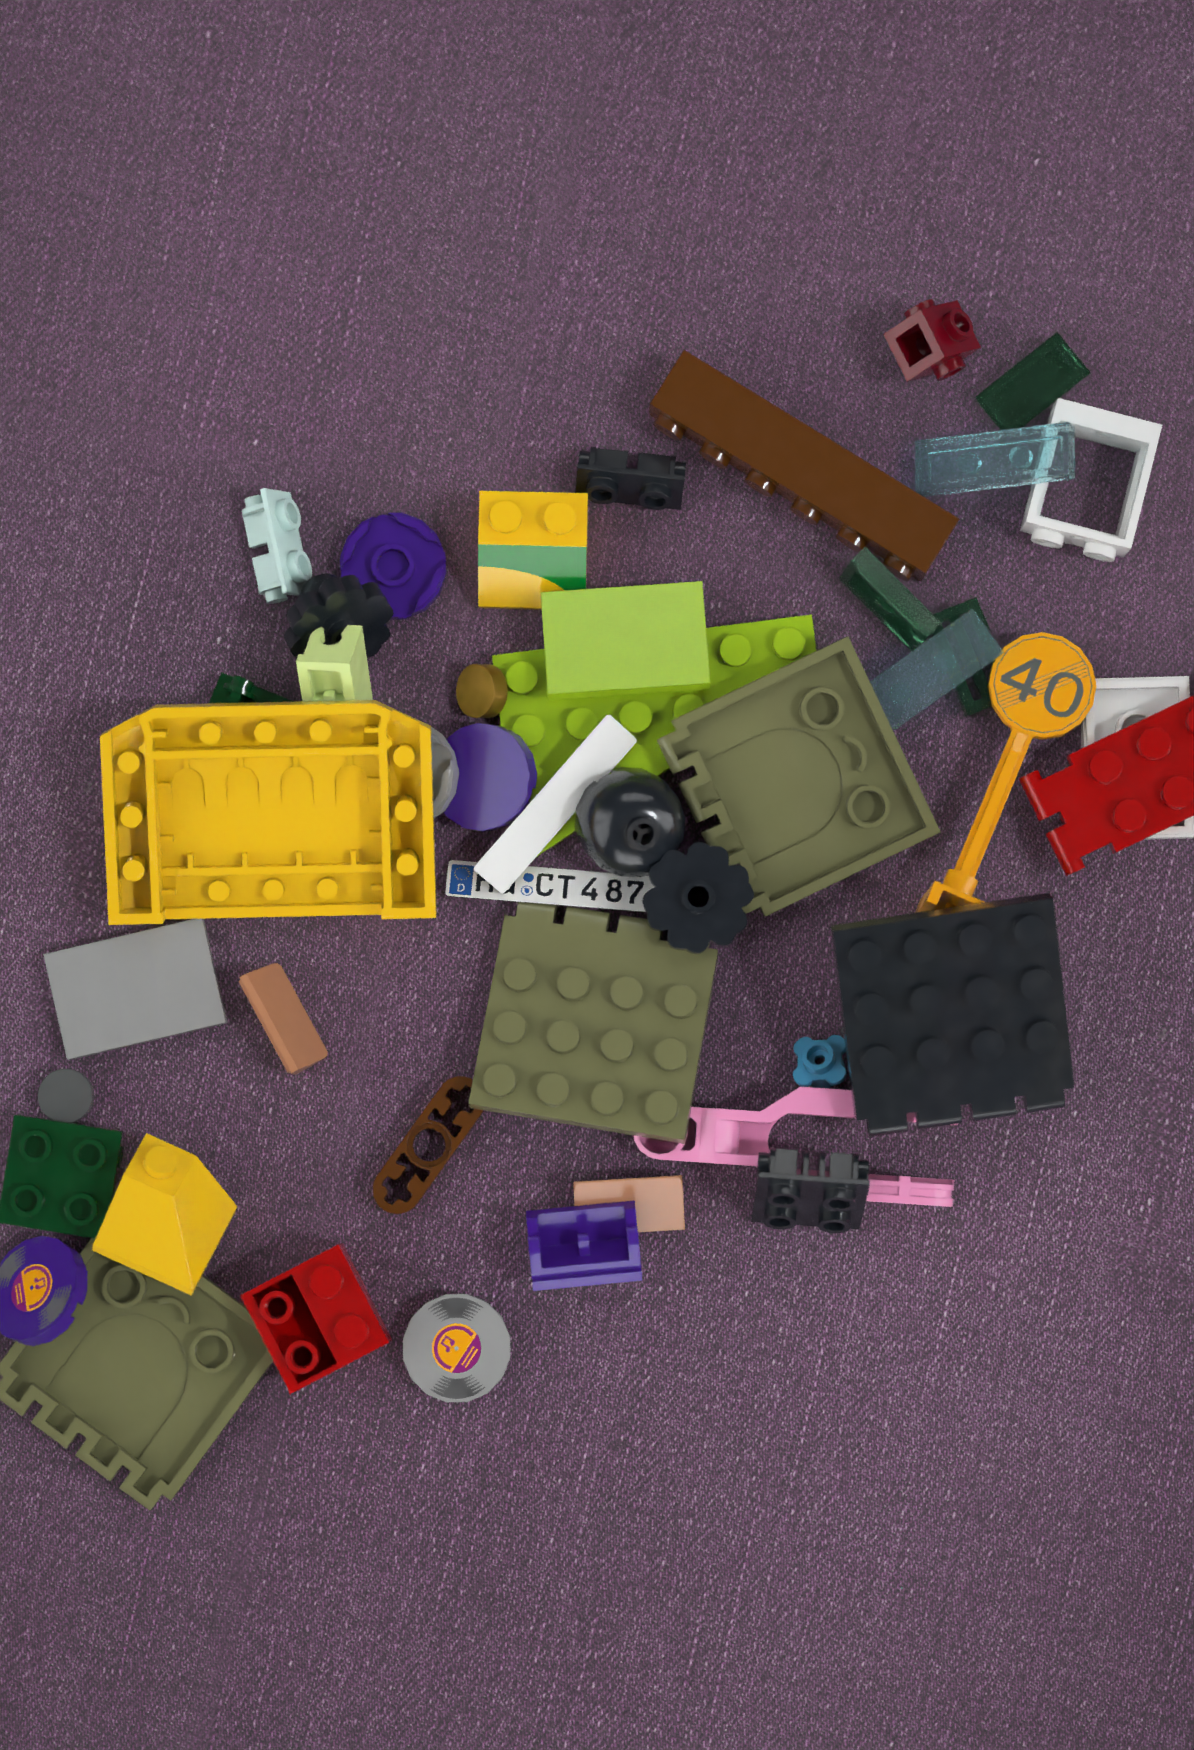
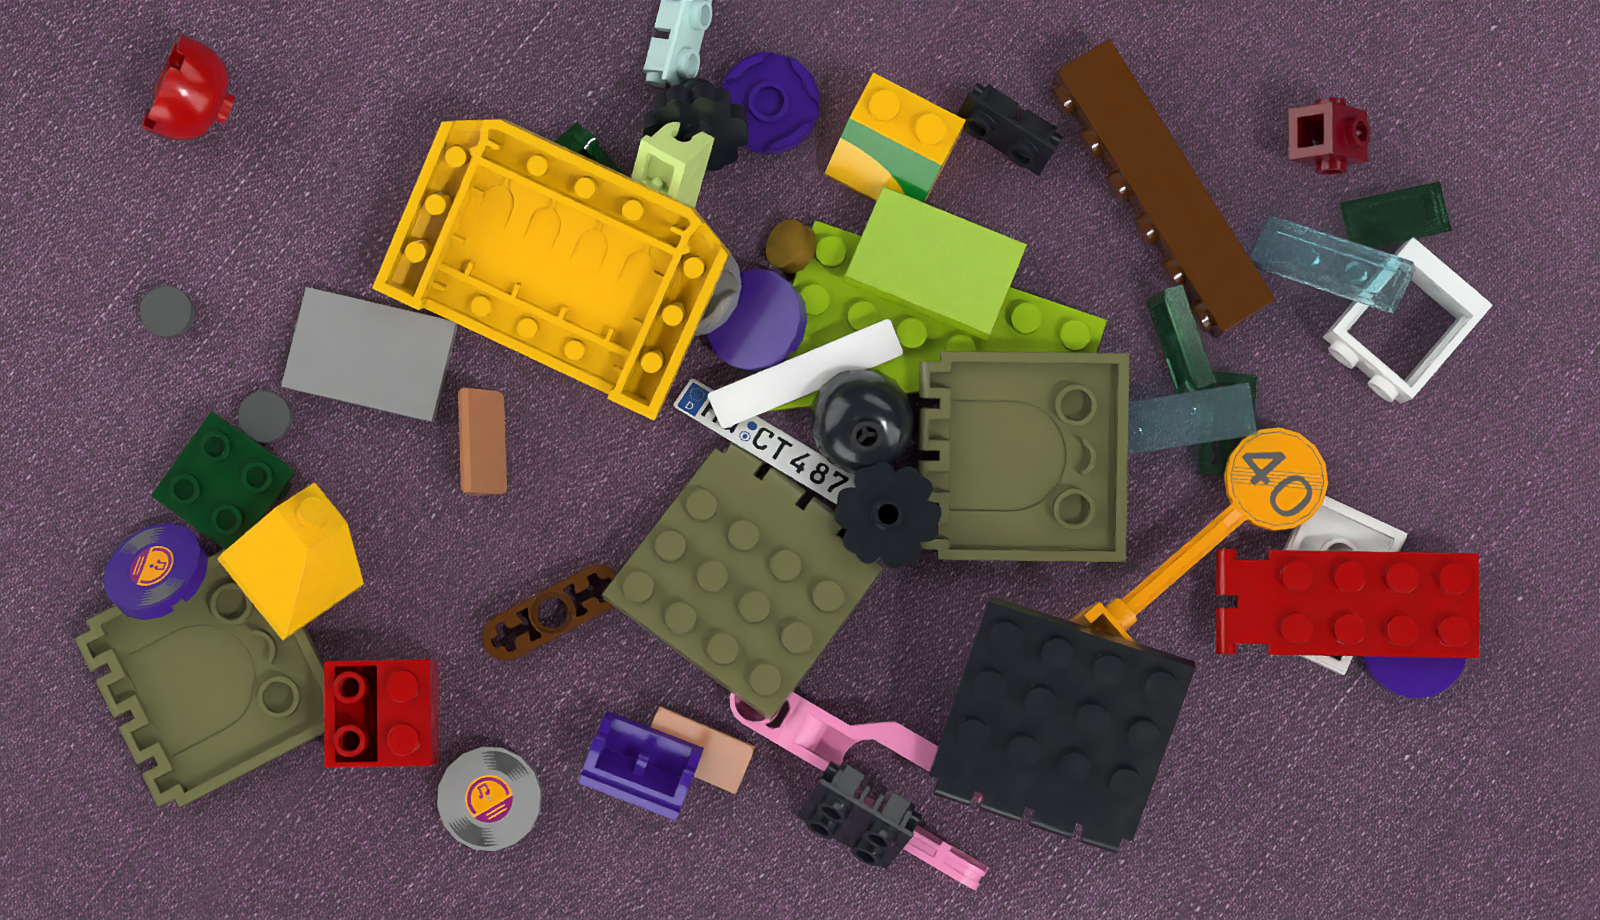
camera: 25 degrees right, 0 degrees up
(824, 1075) = (919, 721): dark azure plate -> none

